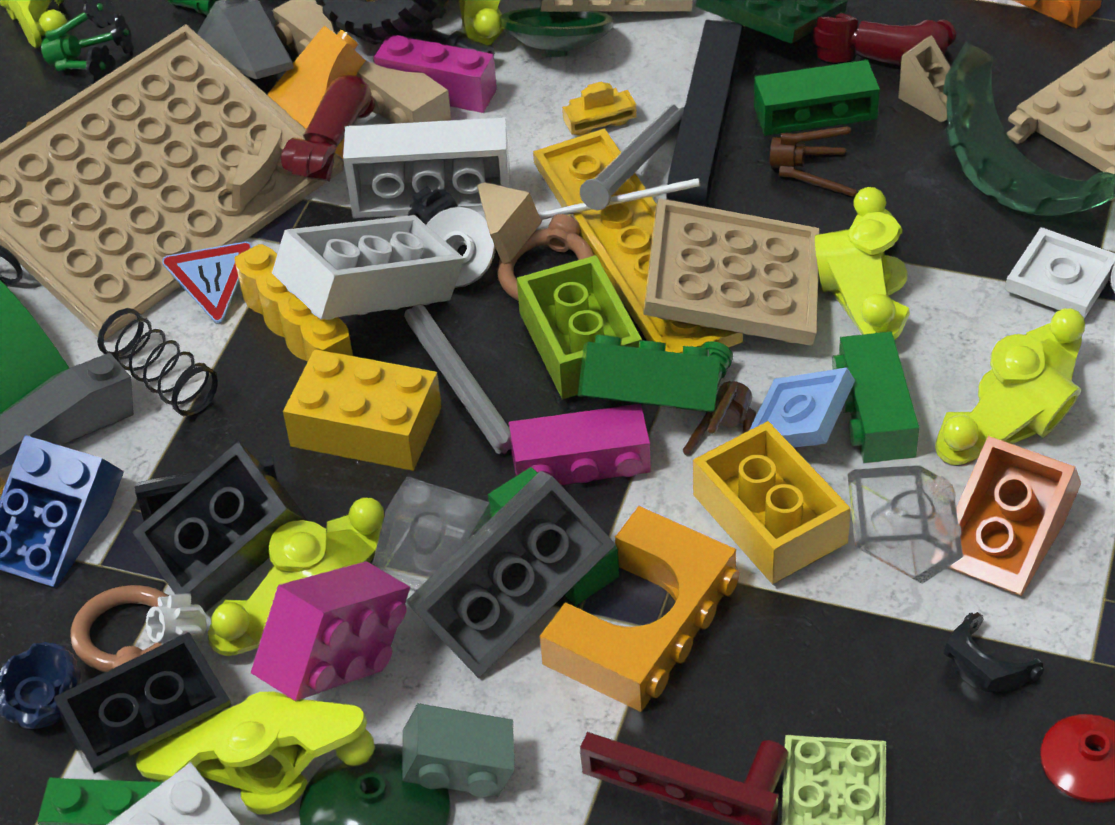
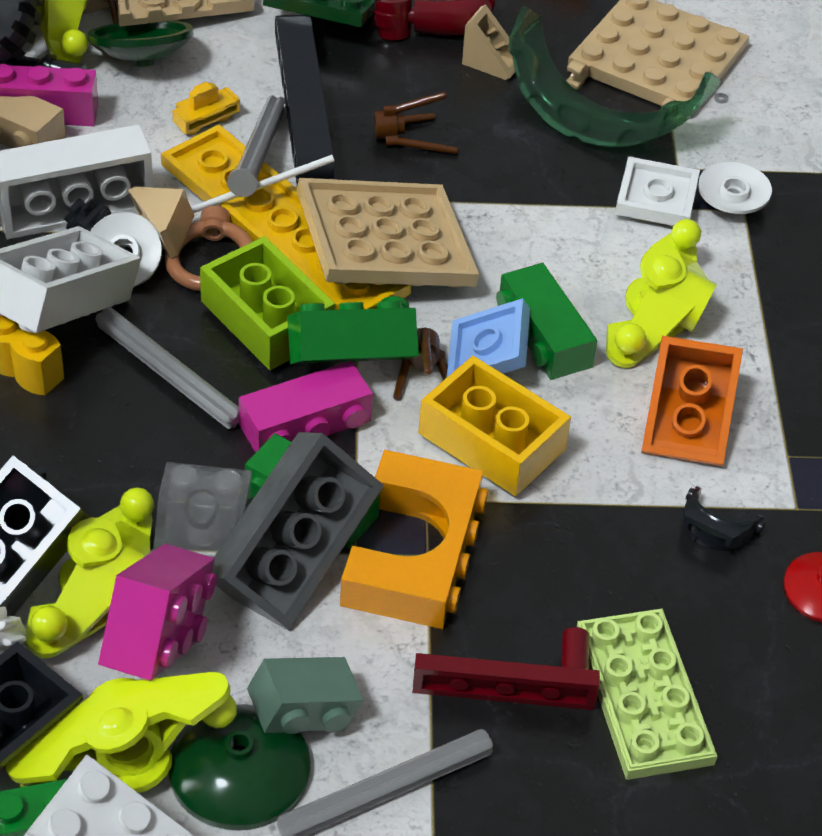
camera: 25 degrees left, 0 degrees up
(363, 409) = (92, 410): yellow brick -> none
(816, 97) = (395, 72): green brick -> none
(859, 272) = (491, 214): neon yellow piece -> none
(905, 519) = (617, 418): clear slope -> none

